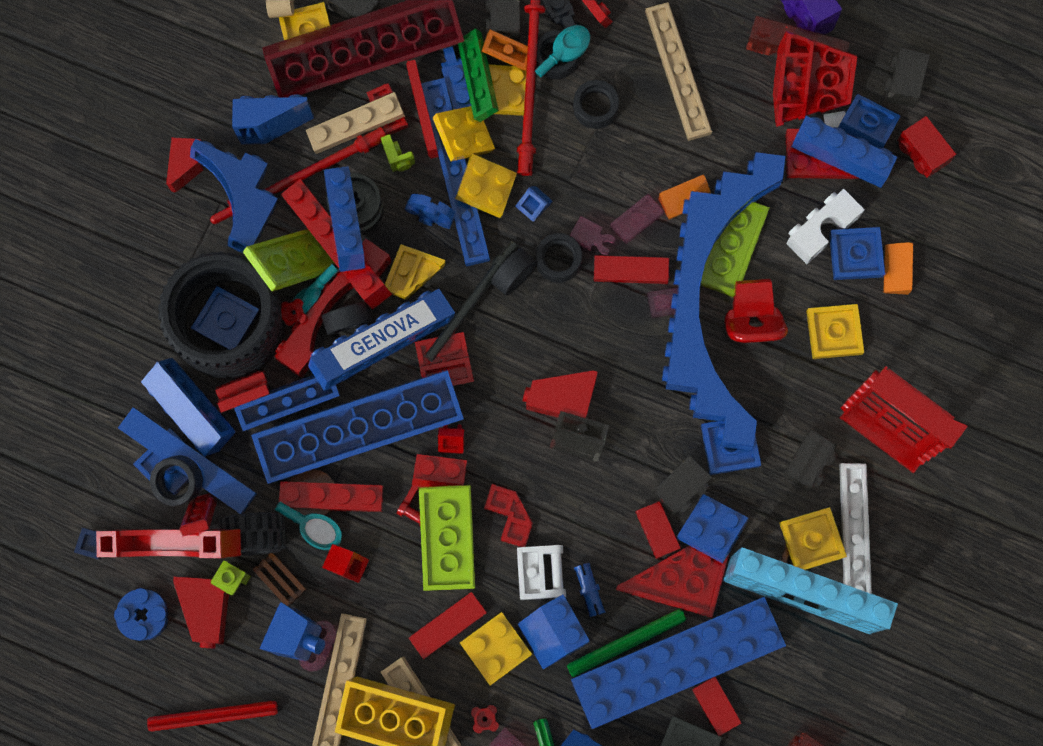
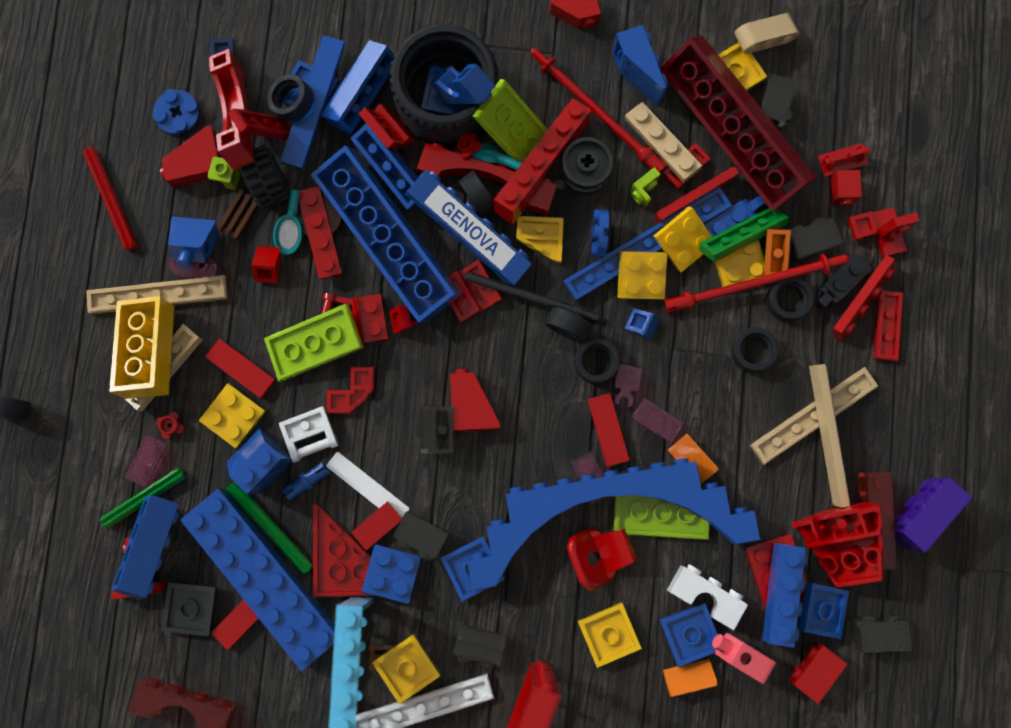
camera: 70 degrees right, 5 degrees up
(241, 180) = (575, 61): blue arch -> none
(243, 280) = (467, 87): none -> blue arch
(344, 219) = (561, 156): blue brick -> none
(567, 47) = (798, 305): teal piece -> none
(609, 532) = (364, 484): none -> white sticker
(702, 61) = (829, 435): none -> tan tile
(834, 119) = (816, 576): white sticker -> none
(885, 215) = (738, 653): none -> coral torso

